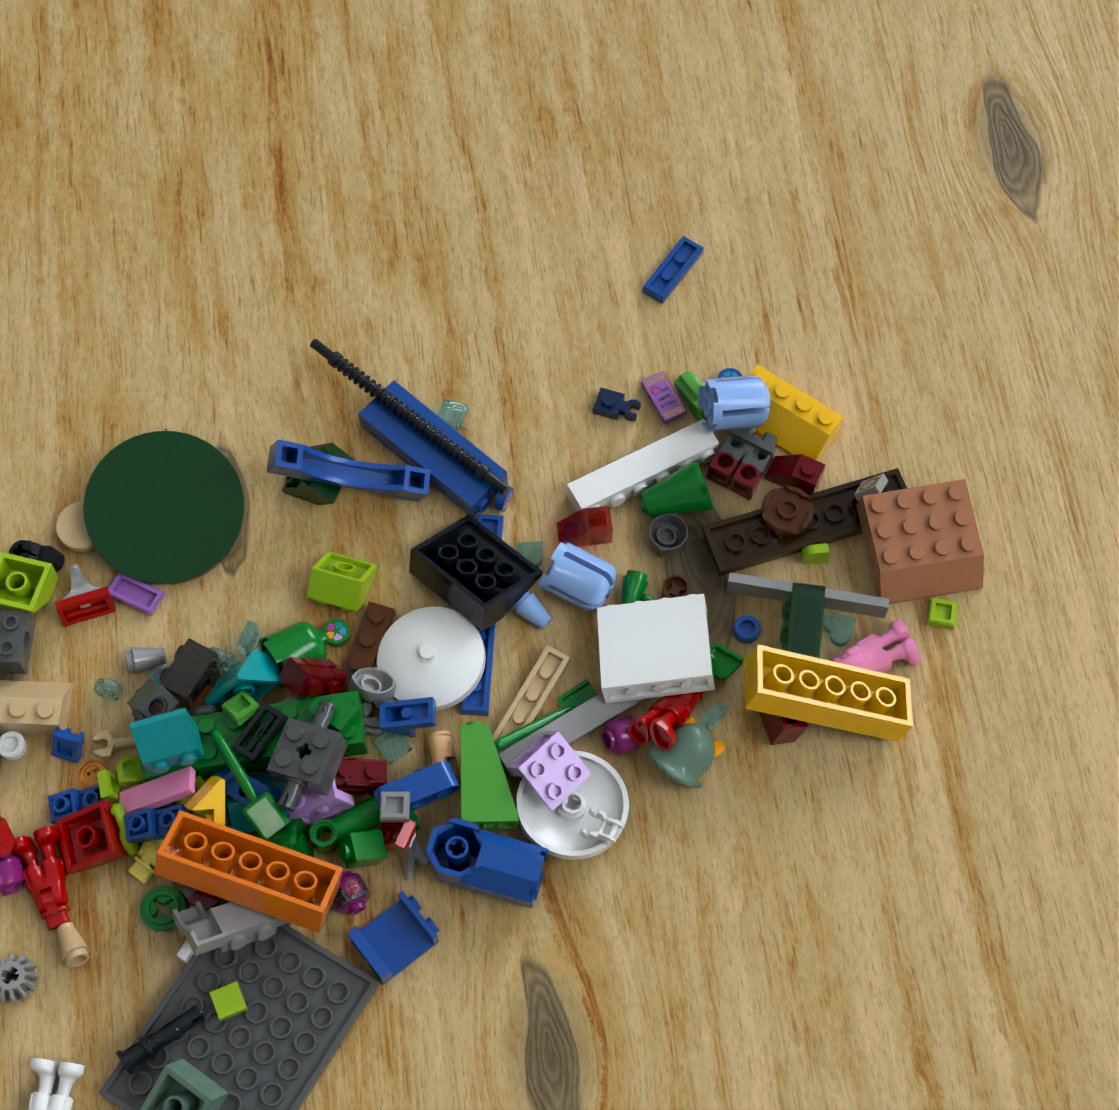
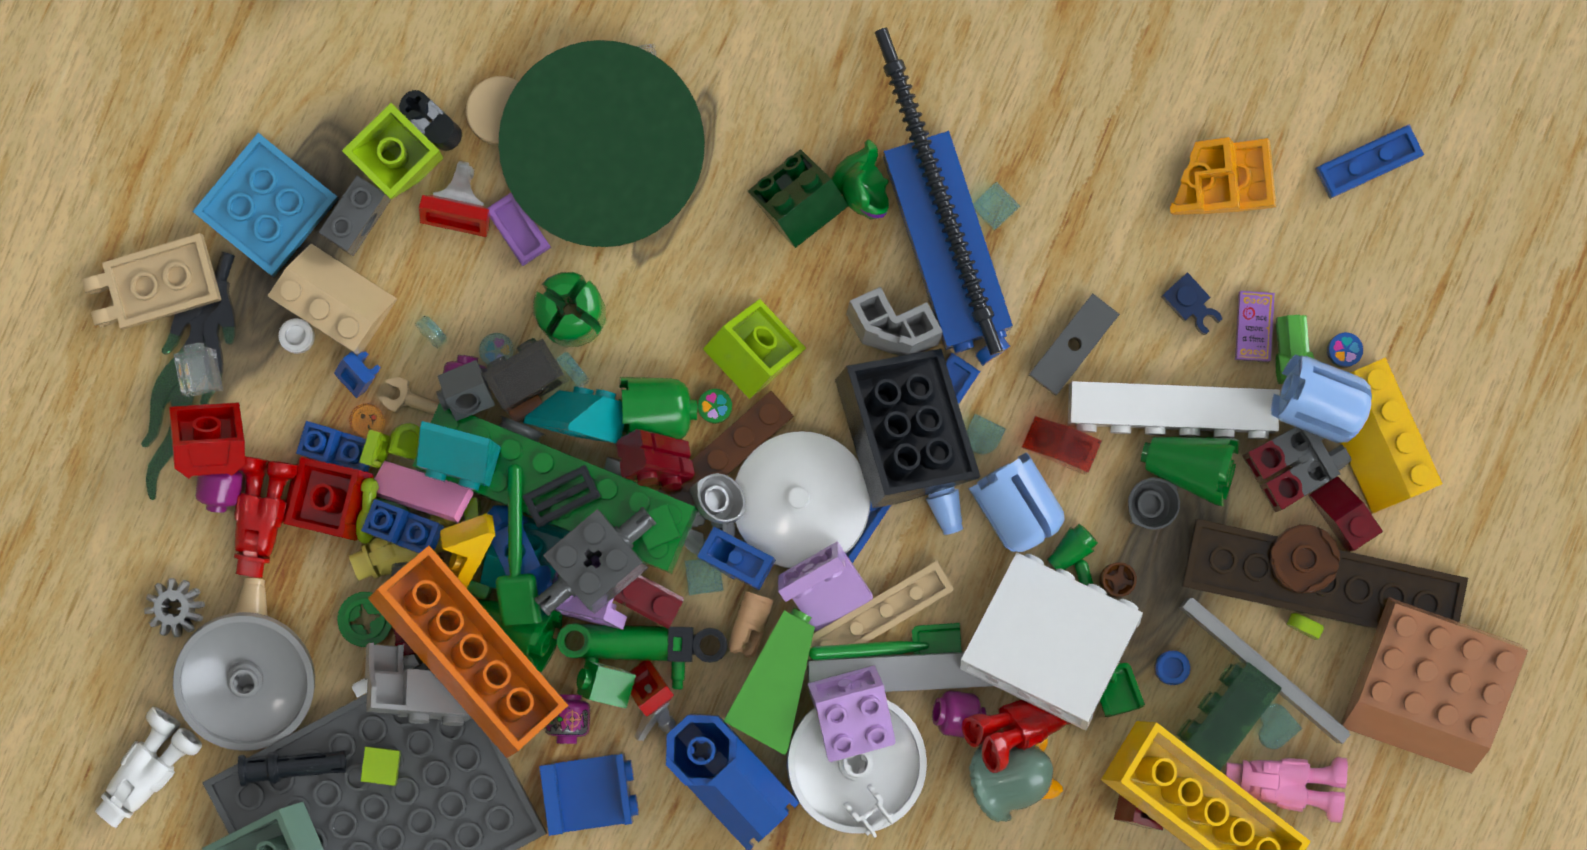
camera: 30 degrees right, 20 degrees up
(92, 998) = (244, 681): none -> light grey dish
(144, 659) = (485, 316): light grey cone -> none
(199, 616) = (564, 329): none -> green cylinder
(240, 708) = (557, 454): bright green tile -> none
(248, 637) = (614, 360): clear light blue tile -> none
(312, 465) = (828, 229): blue arch -> none
(355, 441) = (863, 182): none -> green hair
(395, 806) = (660, 668): light grey tile -> none
(424, 785) = (696, 655): blue beam -> none
(425, 519) = (882, 329): none -> light grey brick
(481, 698) = (825, 586): none -> lavender bracket
(557, 455) = (1086, 328): none -> dark grey tile
(590, 323) = (1226, 178): none -> light orange slope
(714, 715) = (1071, 750): clear light blue tile -> none
(871, 486) = (1416, 591): light grey tile -> none
(942, 613) = (1403, 777): lime tile -> none

